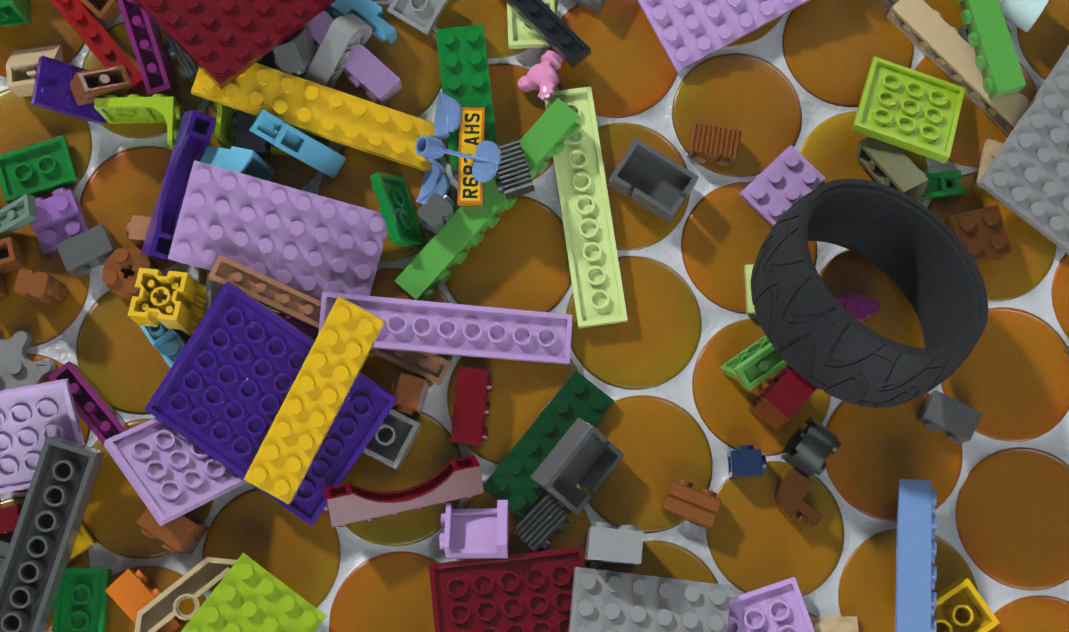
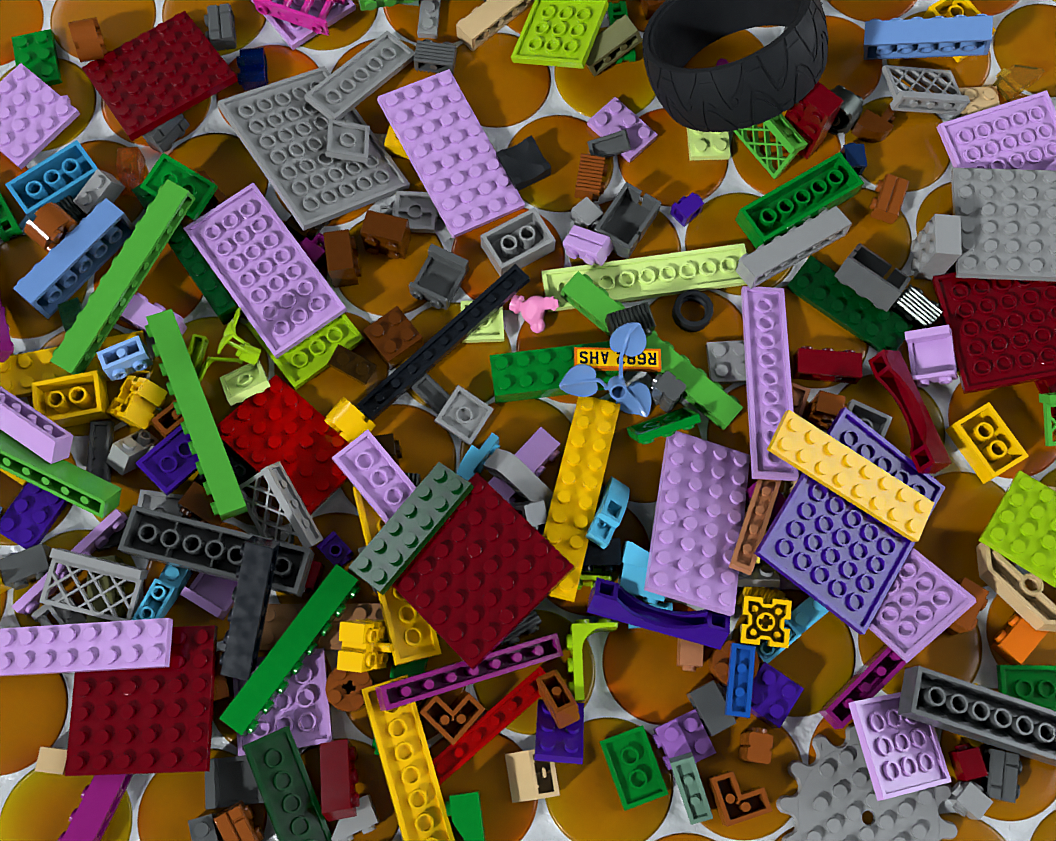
camera: 95 degrees left, 5 degrees down
(95, 310) = (773, 695): none -> dark purple brick
(101, 268) = (740, 680): none -> blue plate
(365, 585) = (986, 443): none -> yellow brick
(480, 288) = (726, 361): none -> light grey plate
(548, 238) = (697, 296): none -> black tyre
(619, 135) = (587, 245): none -> lavender brick
(620, 375) = (793, 246): none -> light grey brick
(624, 58) = (518, 241): none -> light grey brick
(663, 137) = (586, 214): none -> light grey brick
(674, 256) = (687, 208): none -> dark purple brick
(682, 388) = (799, 199): none -> green brick
(728, 68) = (524, 163): none -> black brick
(755, 167) = (610, 144): none -> dark grey tile
(826, 564) = (924, 100): none -> light grey fence

